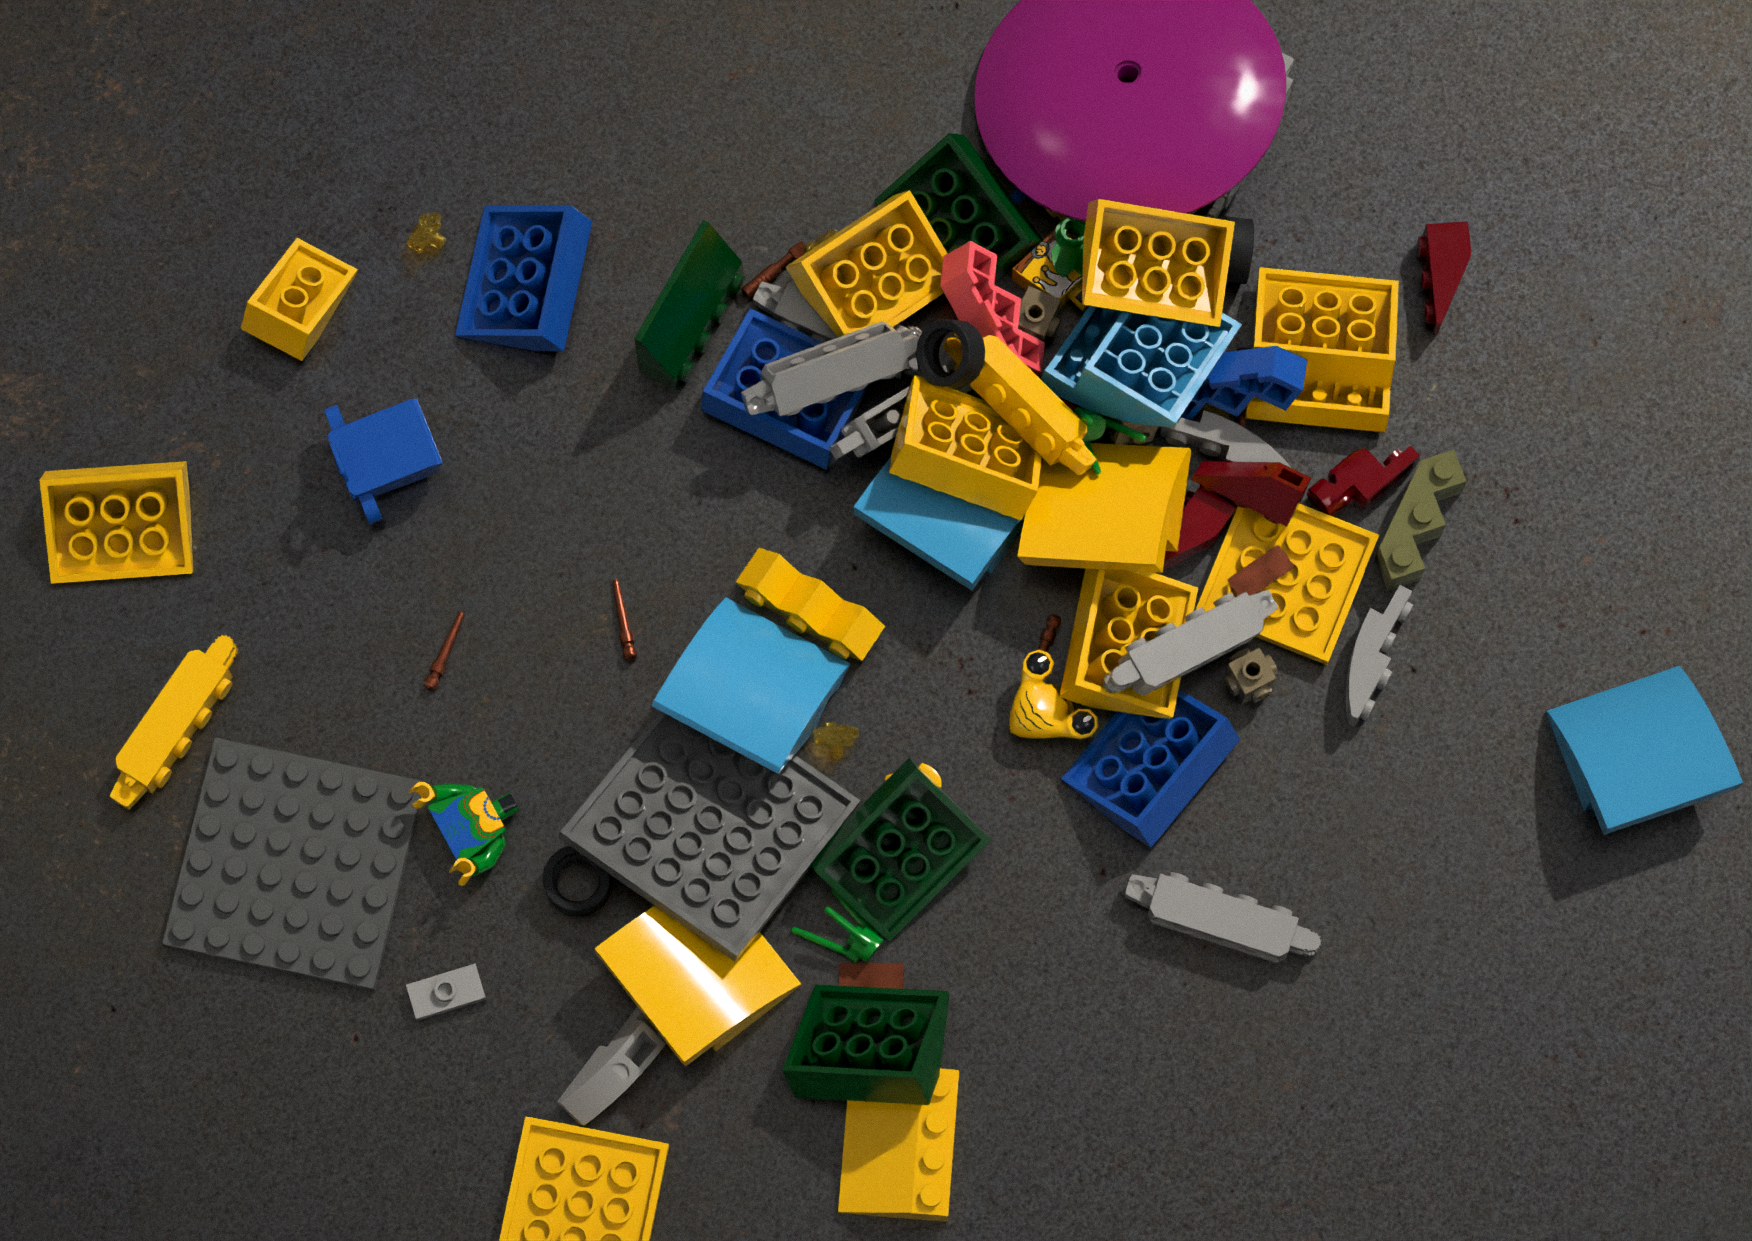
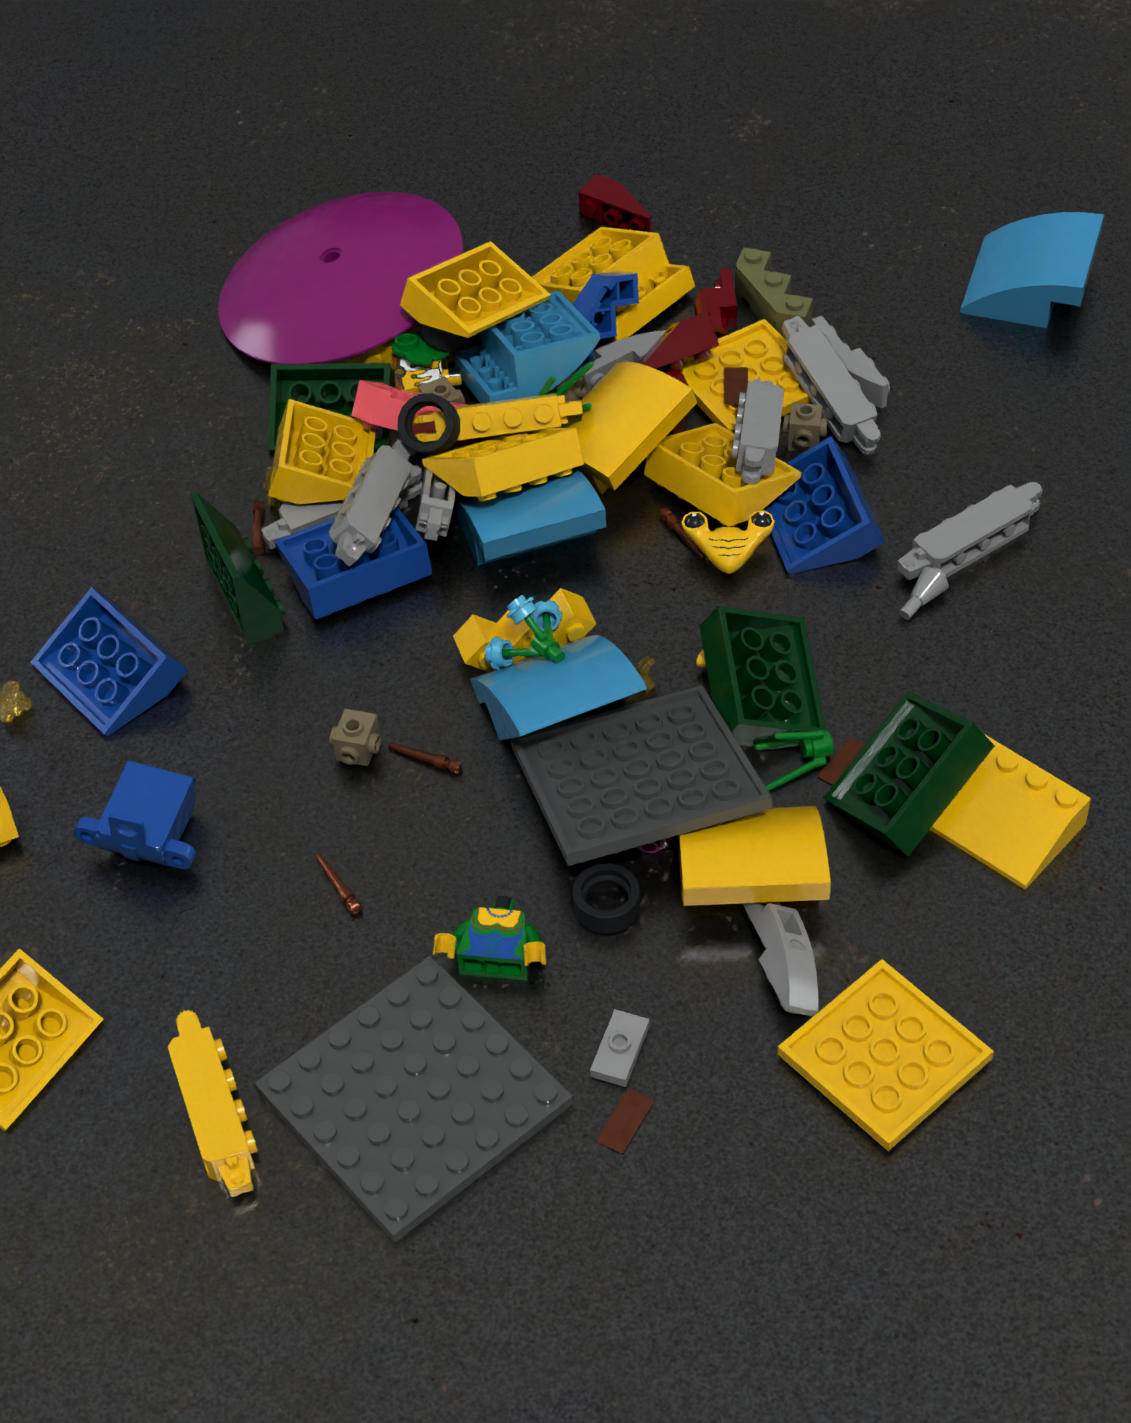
camera: 50 degrees left, 25 degrees down
(386, 1041) = (625, 1120): none -> copper sticker
(588, 553) = (356, 737): none -> dark tan brick
(757, 609) = (539, 617): none -> plant
(1124, 920) = (928, 586): none -> light grey cone
(1315, 662) = (830, 385): none -> light grey hinge

